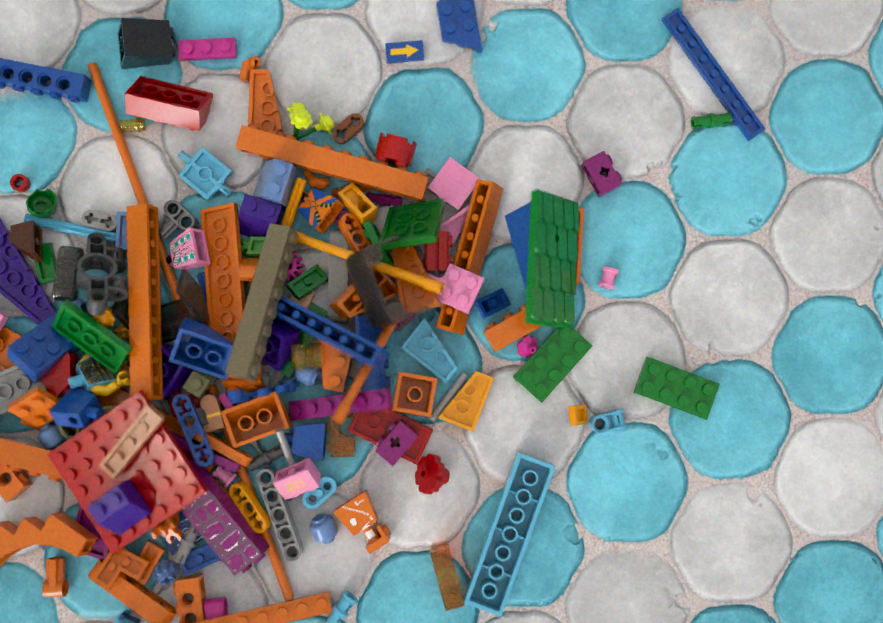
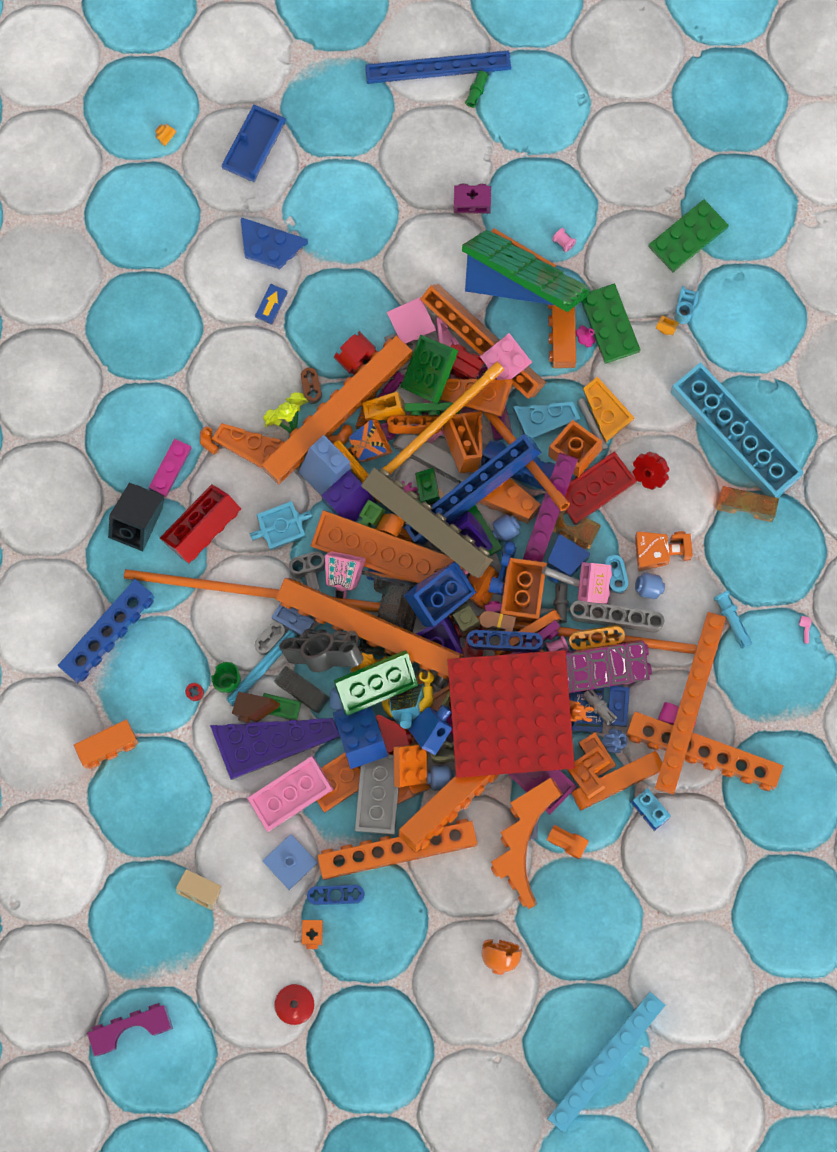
camera: 55 degrees left, 10 degrees down
(119, 508) = (539, 729): dark purple slope -> none
(132, 125) = (201, 565): clear yellow pin -> none
(132, 441) = (488, 684): nougat plate -> none
(307, 356) = (493, 514): clear yellow wheel -> none
(360, 271) = (467, 424): clear smoke windscreen -> none
(393, 453) = (609, 473): magenta brick -> none
(492, 303) = (533, 344): blue slope -> none

